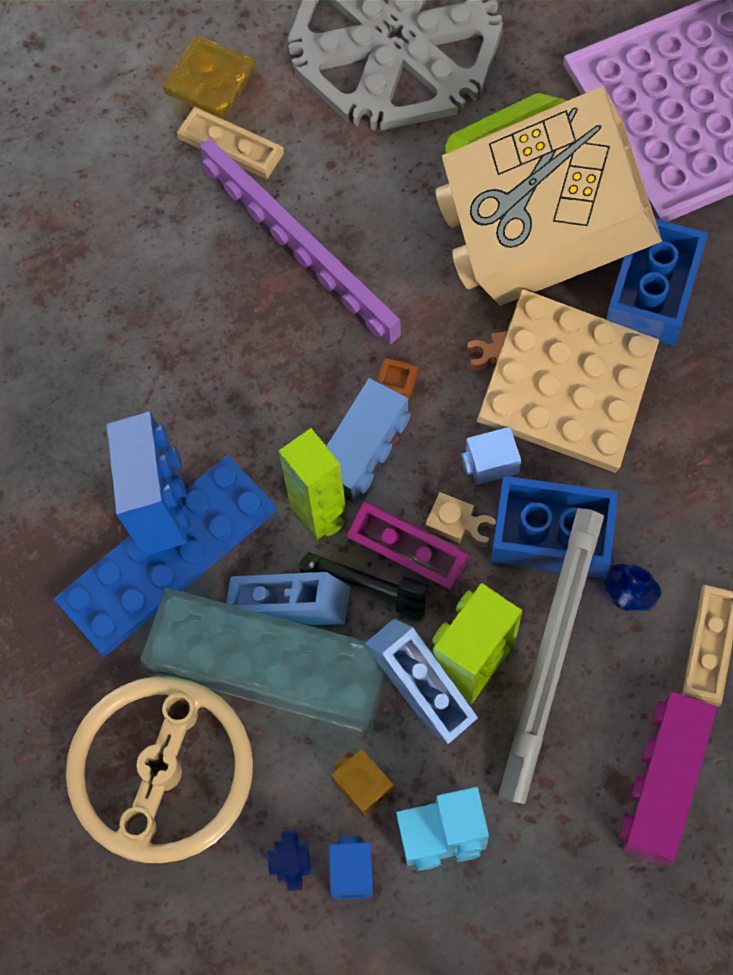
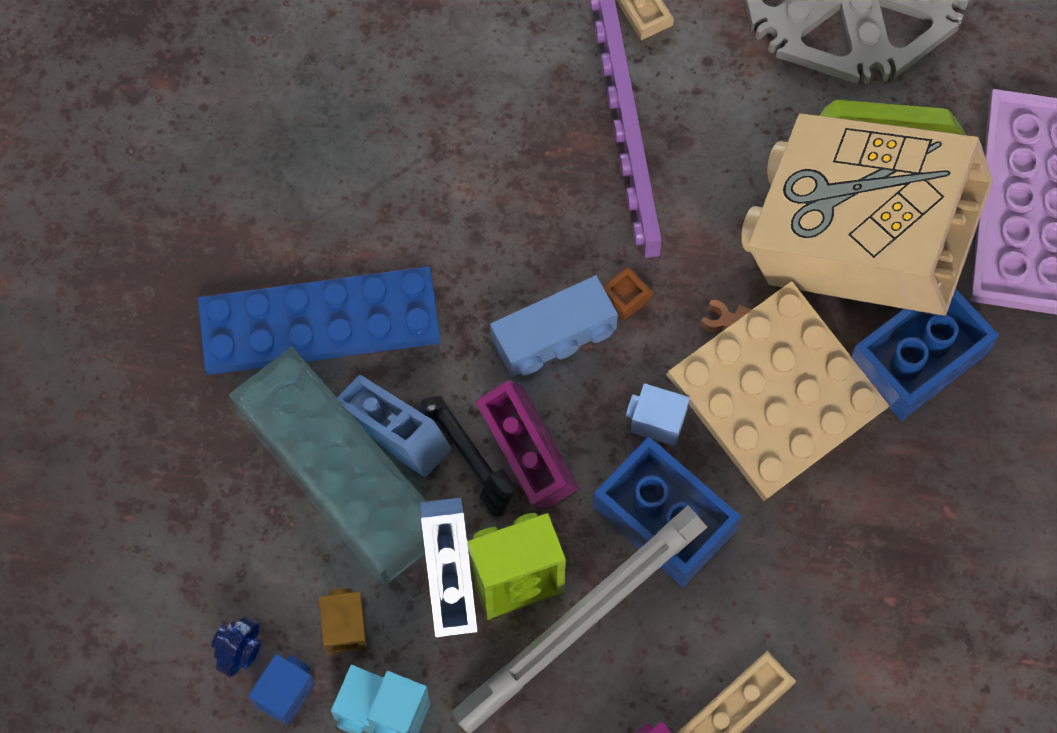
camera: 30 degrees right, 0 degrees up
(147, 483) = (336, 247): blue brick -> none
(152, 787) = (172, 507): tan piece -> none
(314, 484) = (472, 337): lime brick -> none
(454, 518) = (587, 449): tan plate -> none
(632, 588) = (698, 610): clear blue plate -> none

